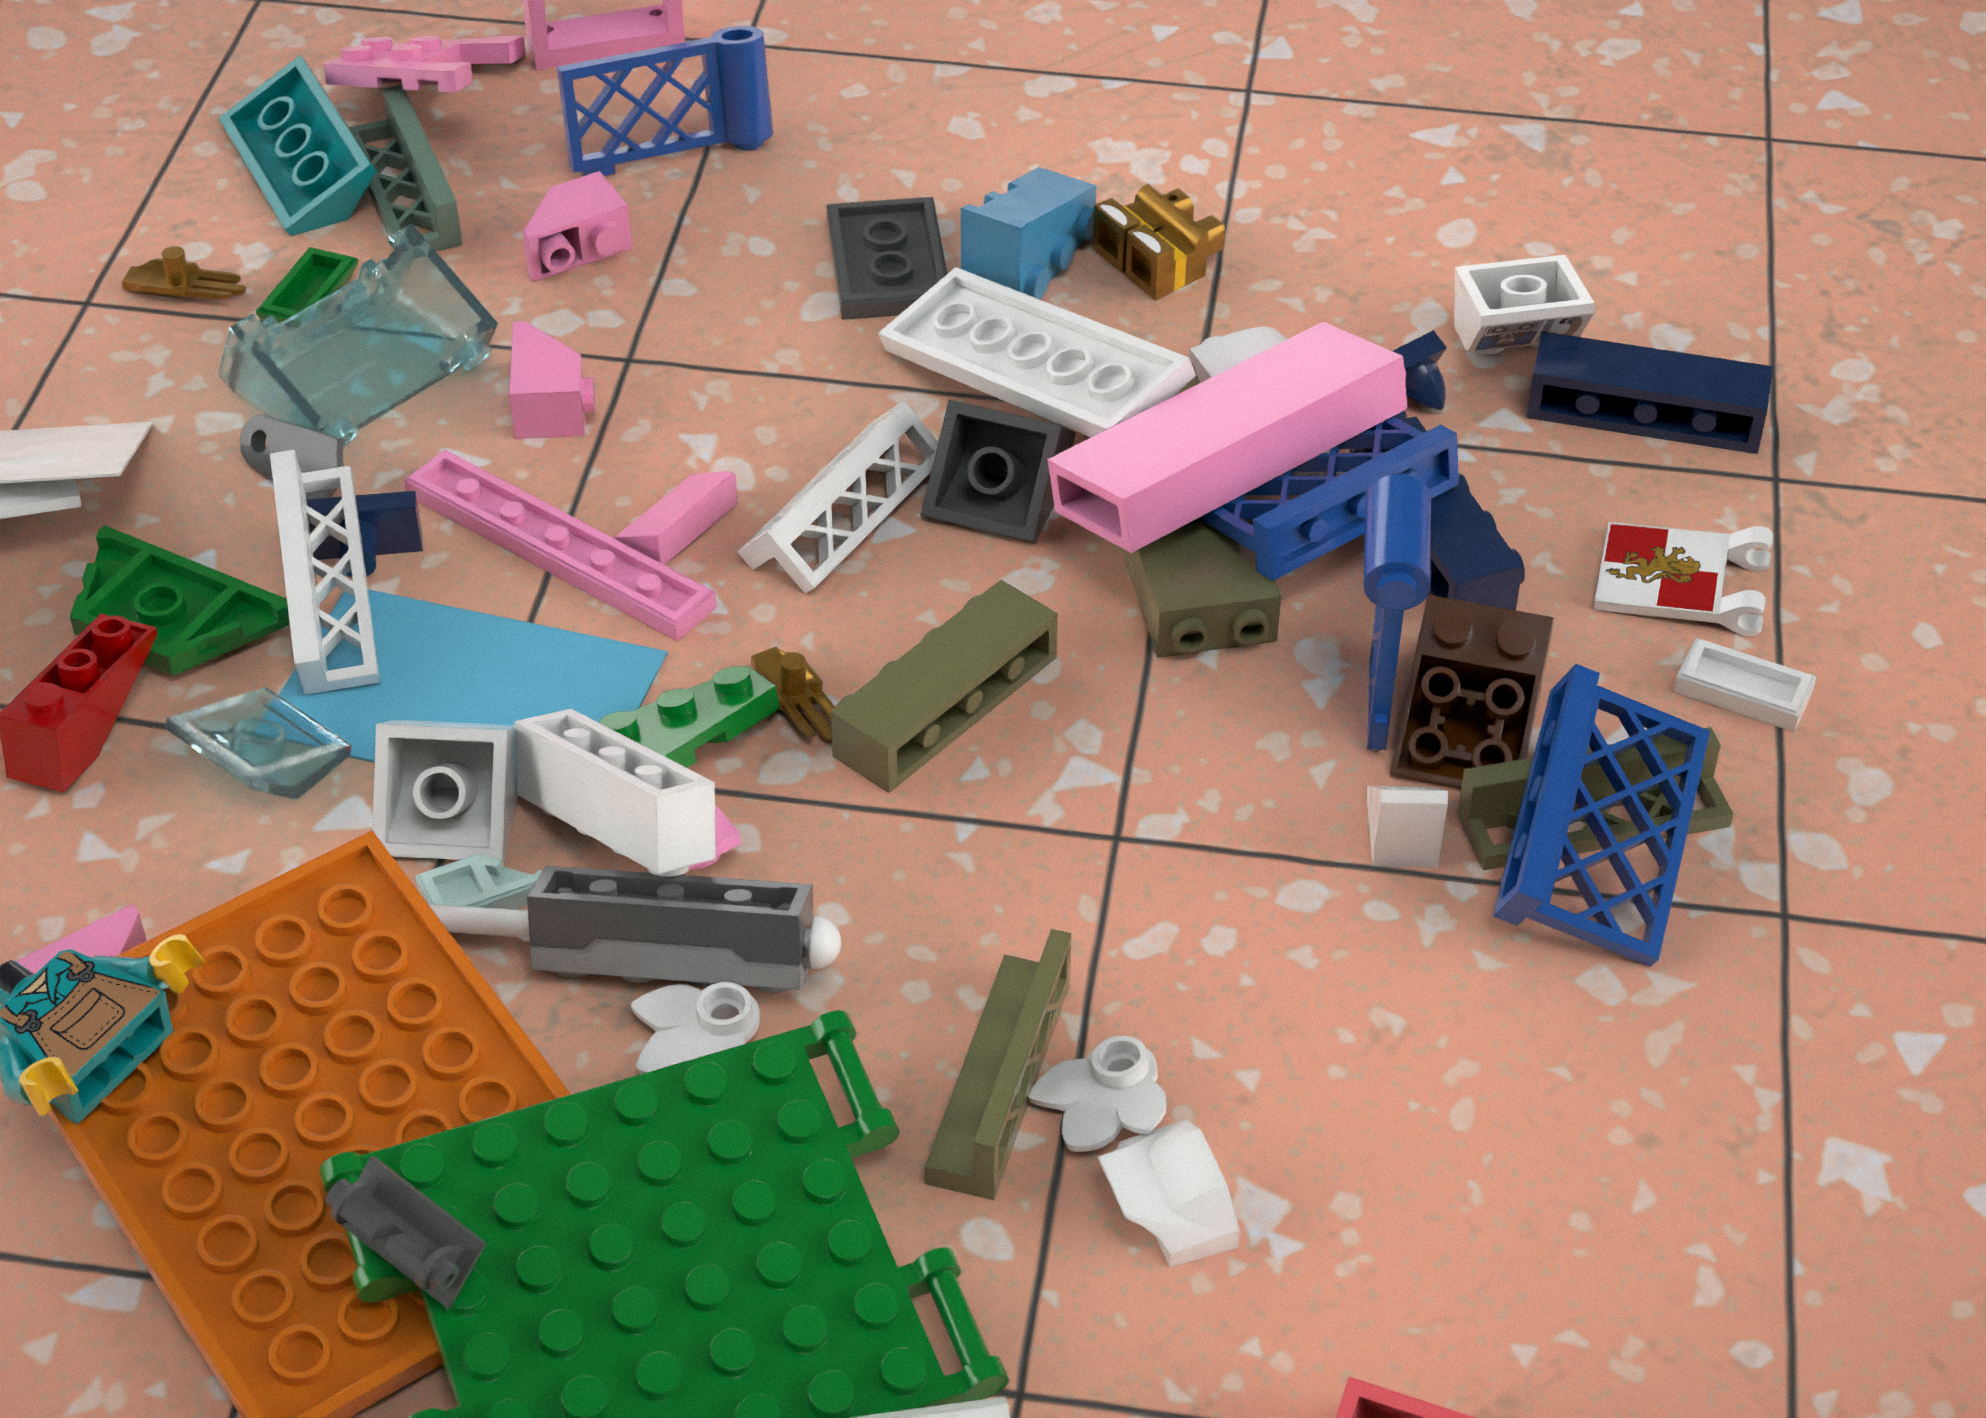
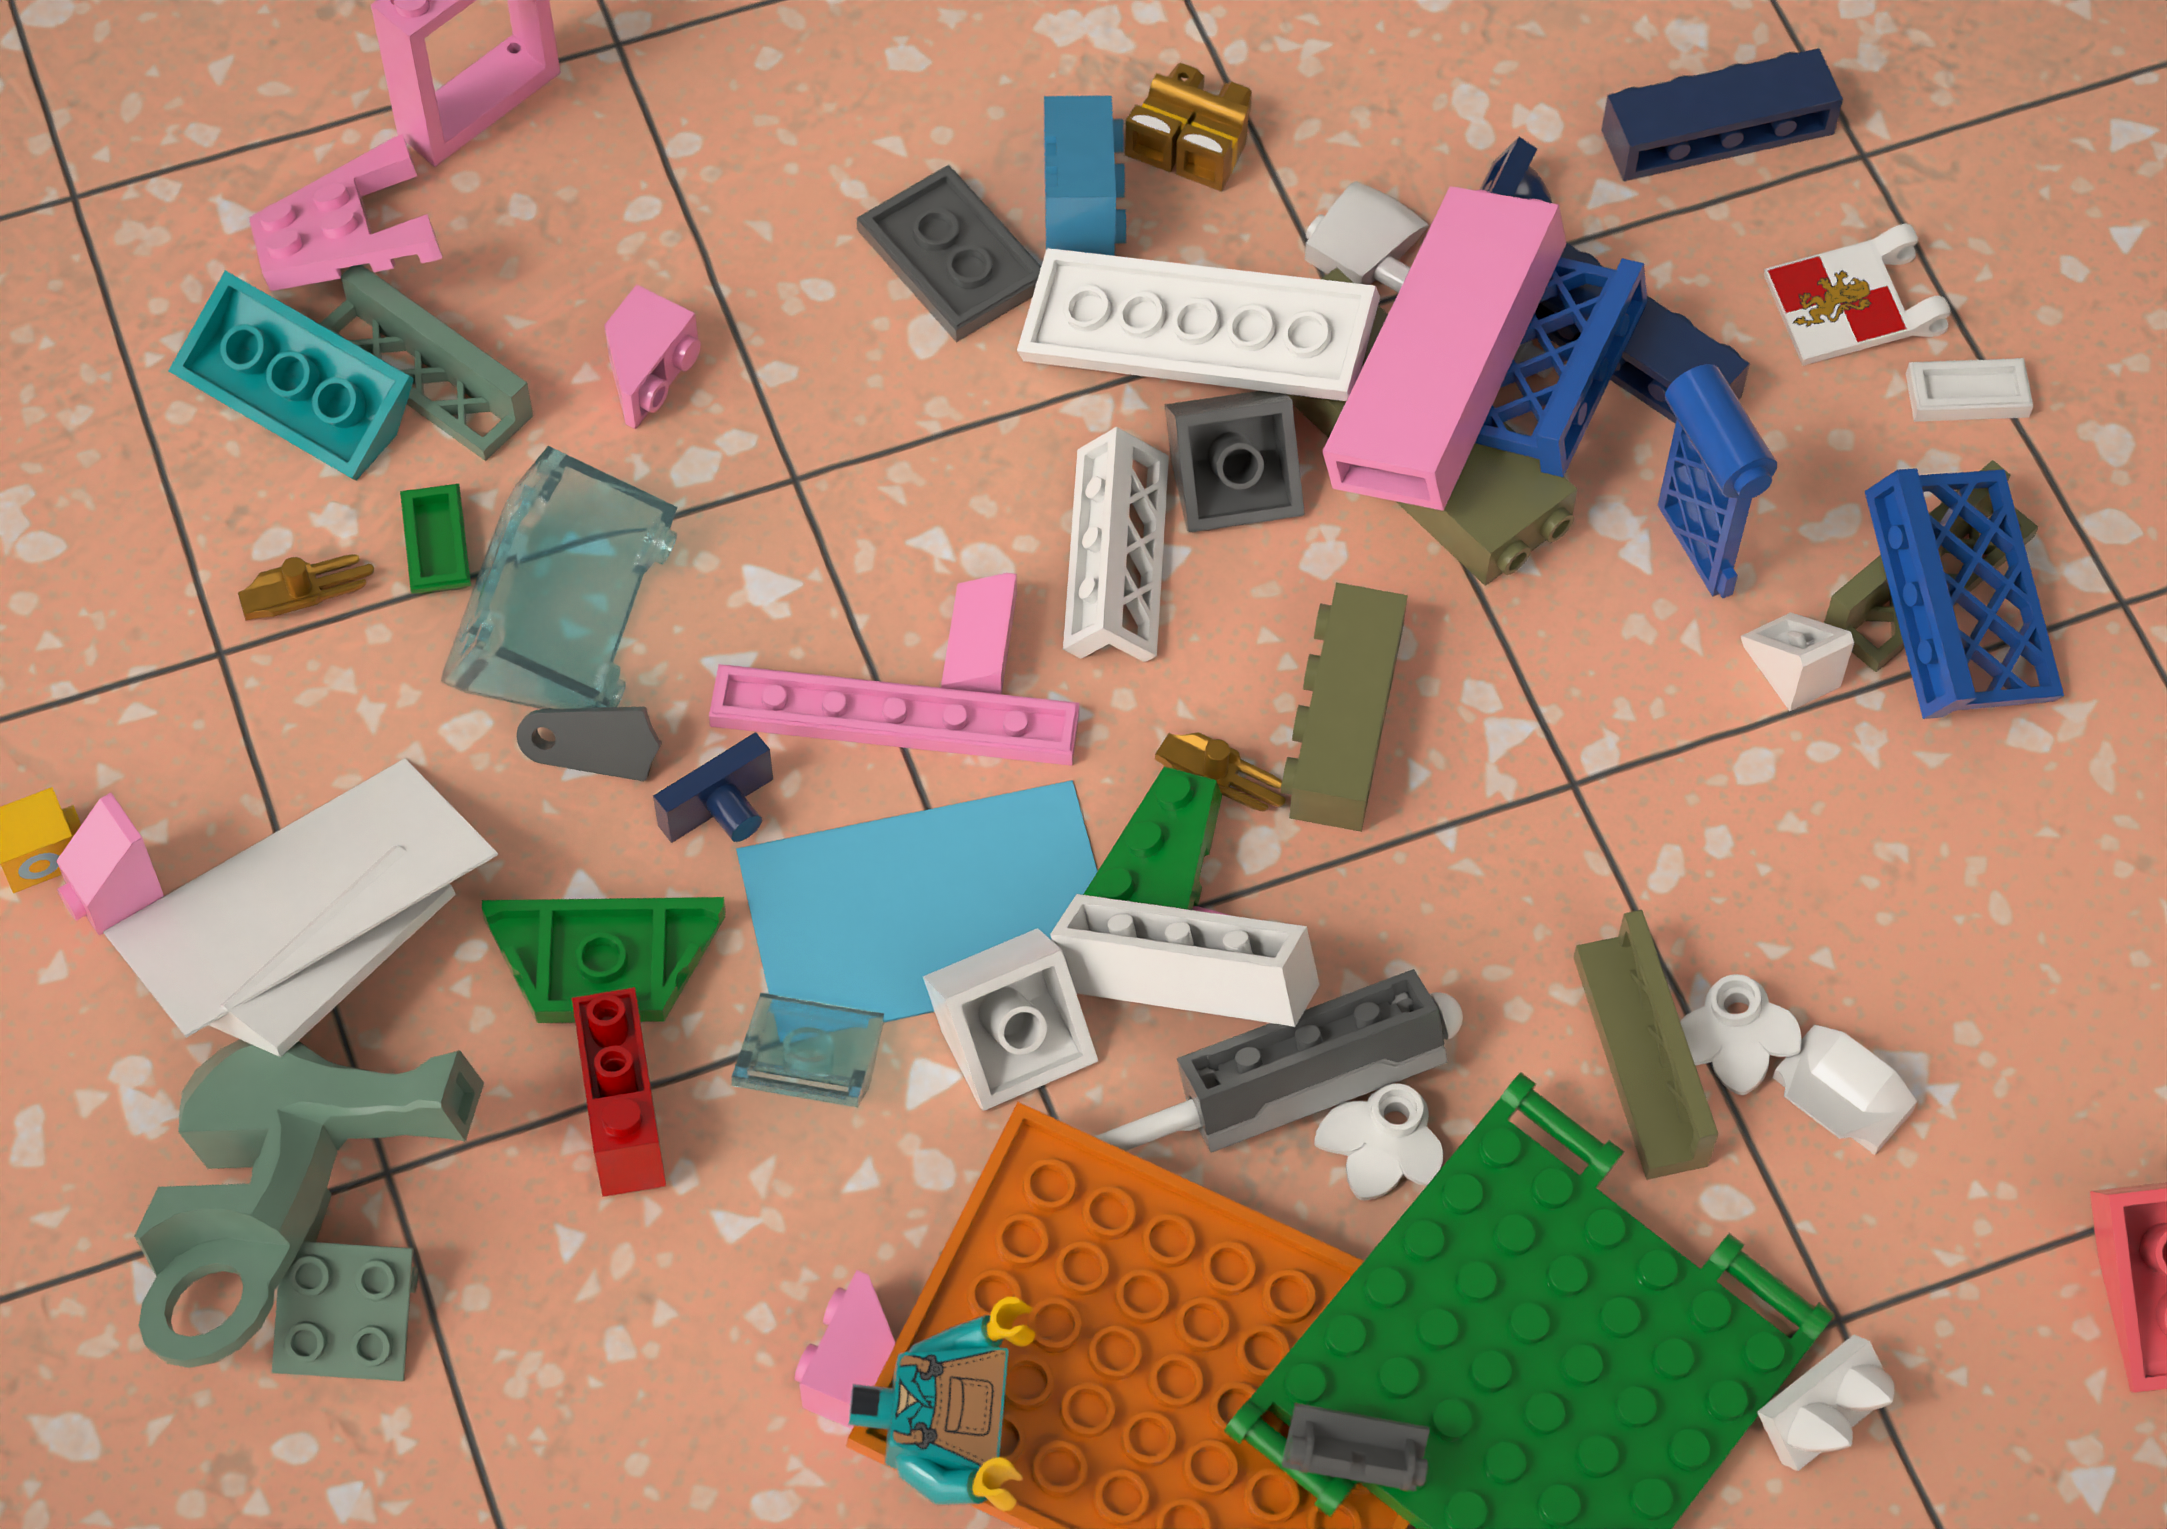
camera: 30 degrees left, 15 degrees up
(301, 569) = (732, 868): white fence -> none
(476, 883) = (1104, 1095): light aqua tile -> none
(547, 386) = (760, 549): bright pink slope -> none
(733, 85) = (689, 134): blue piece -> none
(1470, 690) = (1797, 529): reddish brown slope -> none
(1516, 301) = (1568, 69): white slope -> none

